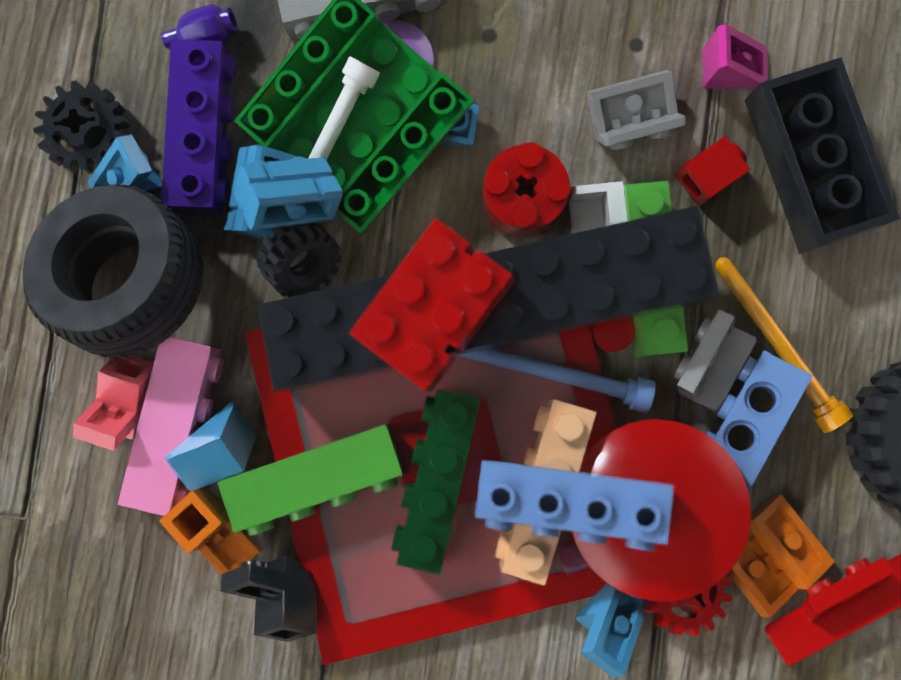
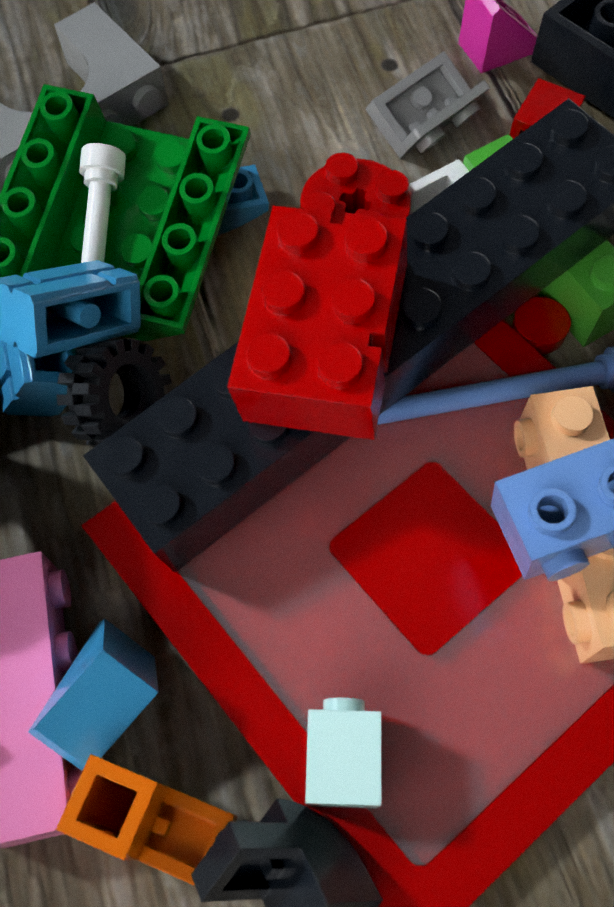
camera: 25 degrees left, 20 degrees down
(312, 478) = (259, 664): bright green brick -> none
(331, 552) = (343, 755): none -> light aqua brick
(438, 481) = (443, 586): dark green brick -> none

